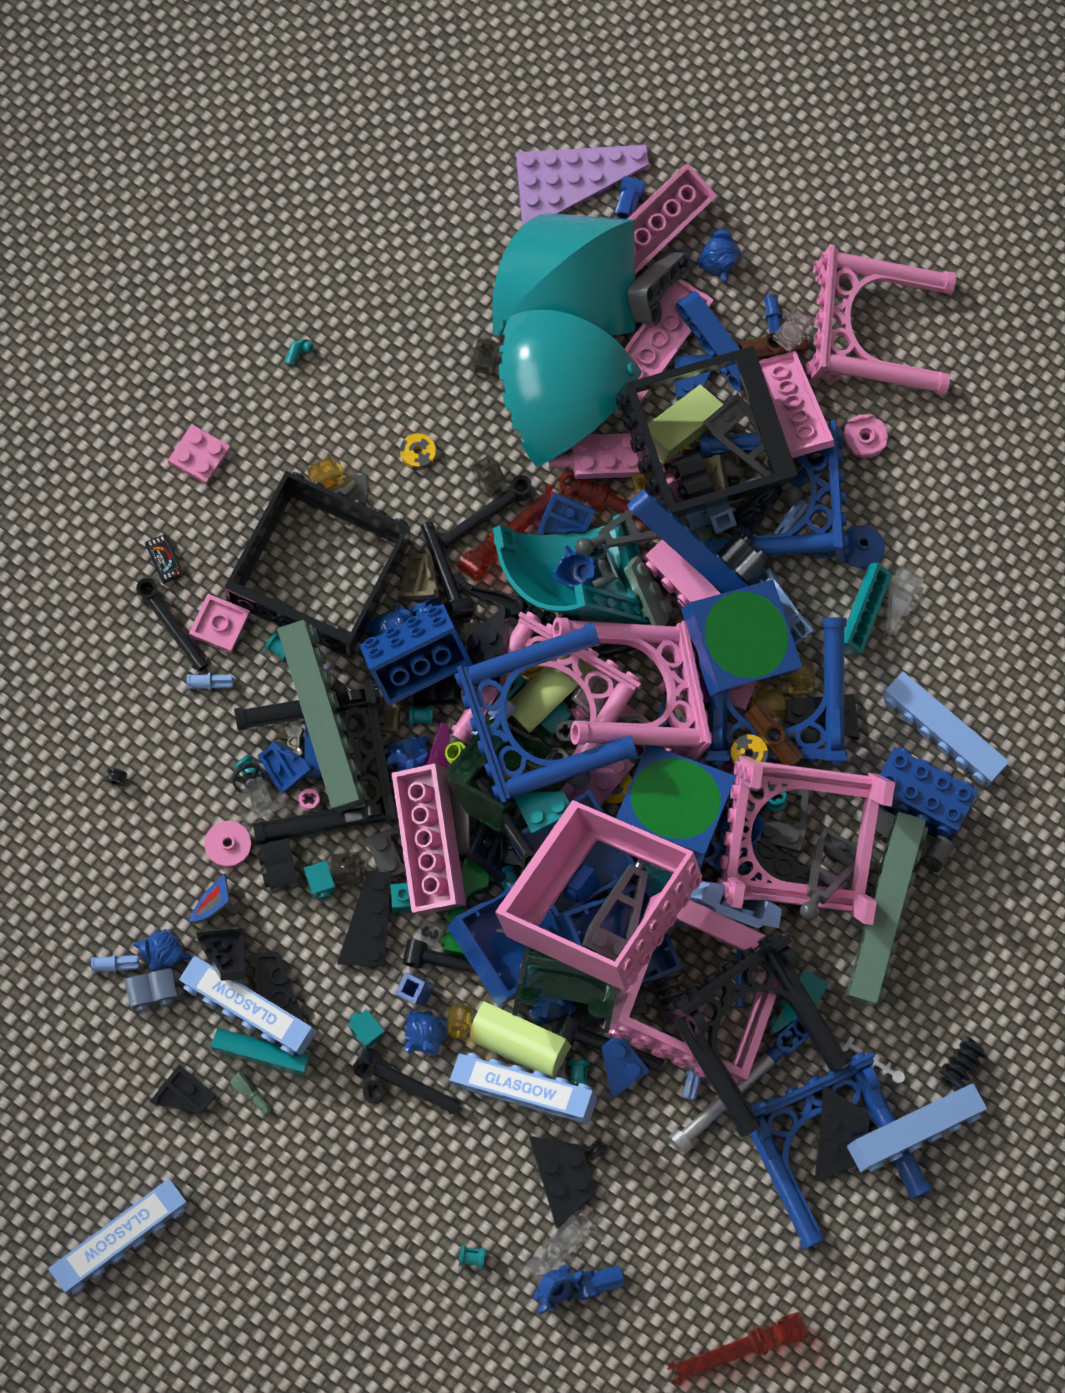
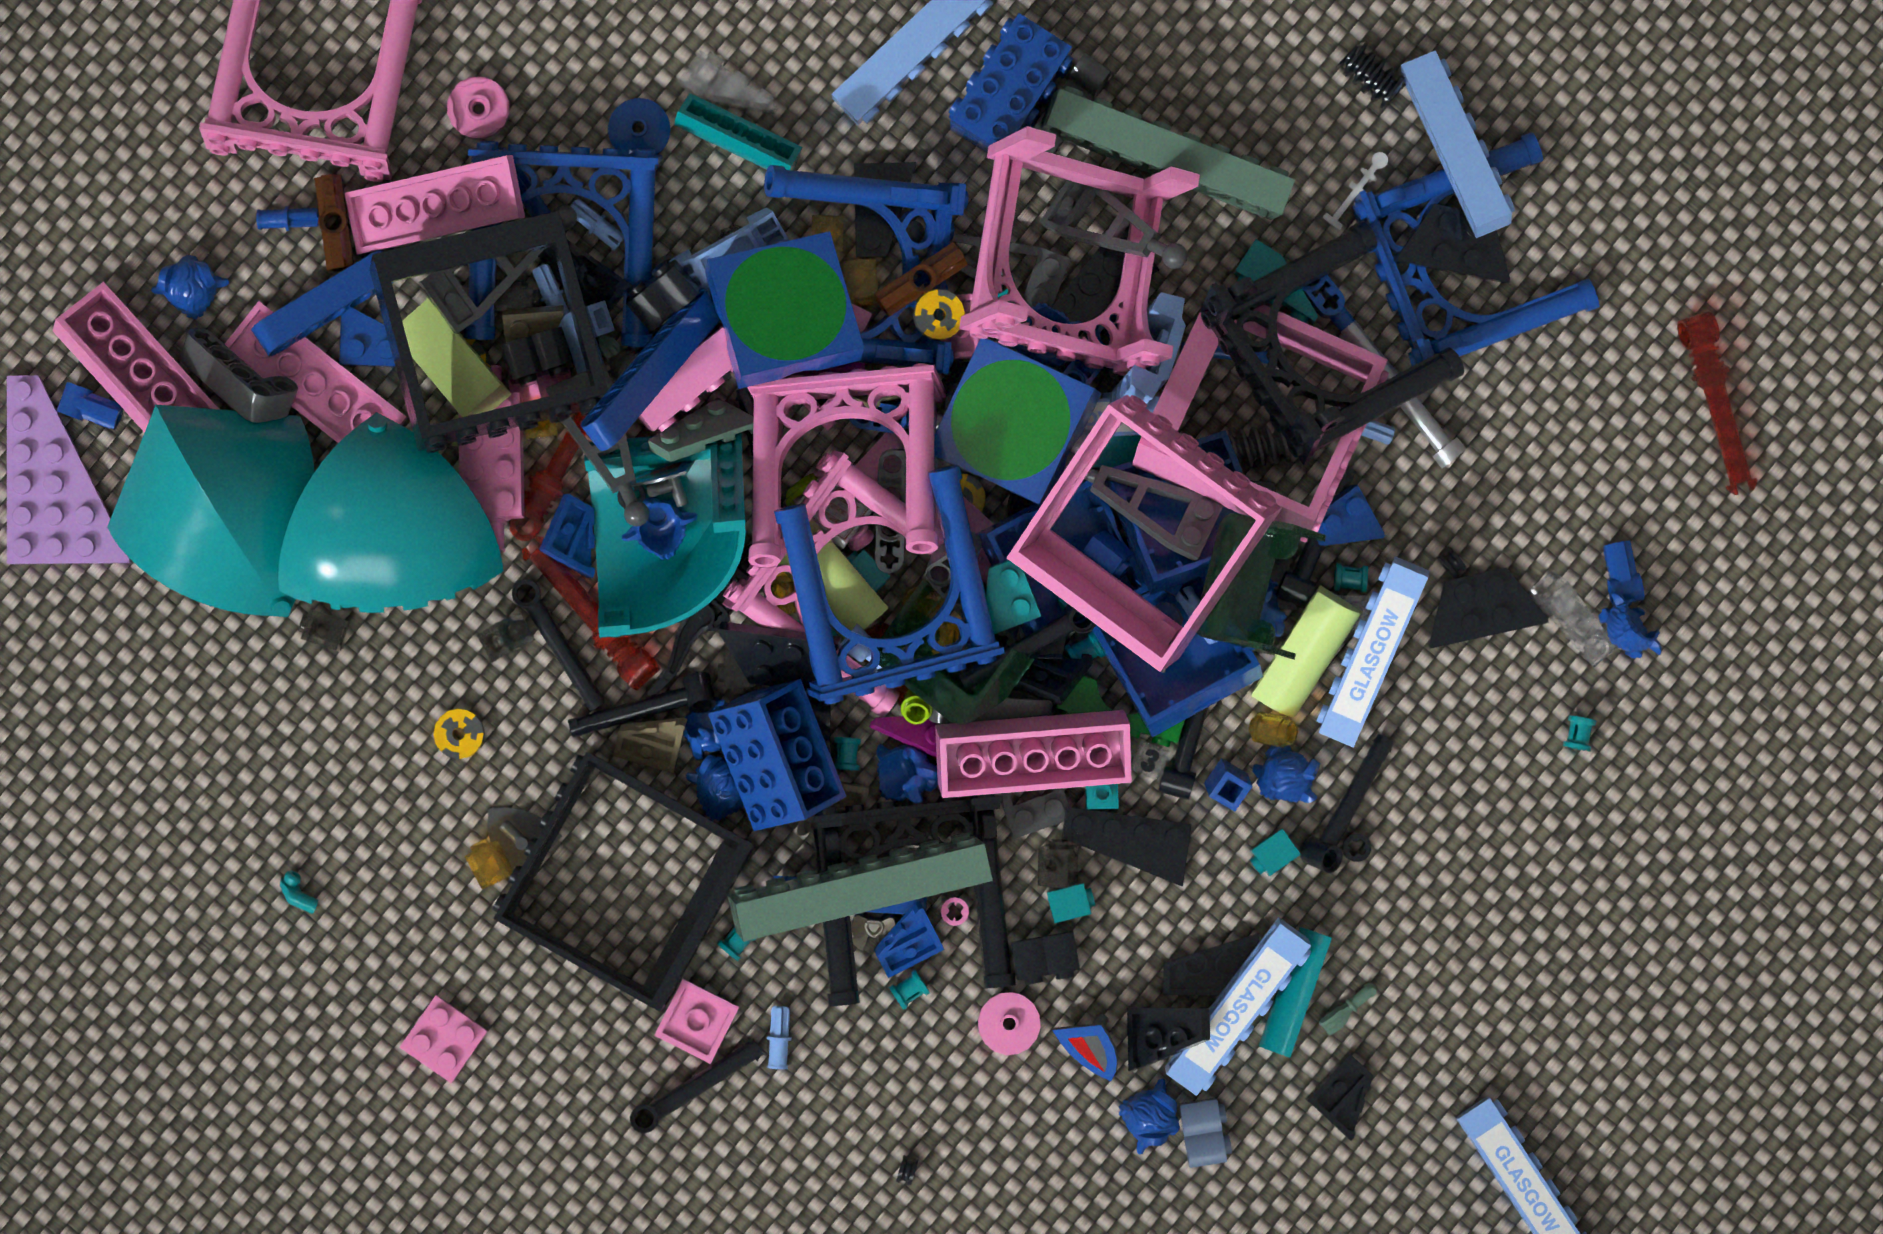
camera: 75 degrees left, 15 degrees up
(114, 963) = (1163, 1180): light blue axle -> none
(164, 559) = (596, 1093): black tile -> none
(255, 794) = (949, 982): clear piece -> none
(794, 329) = (325, 193): clear brick -> none

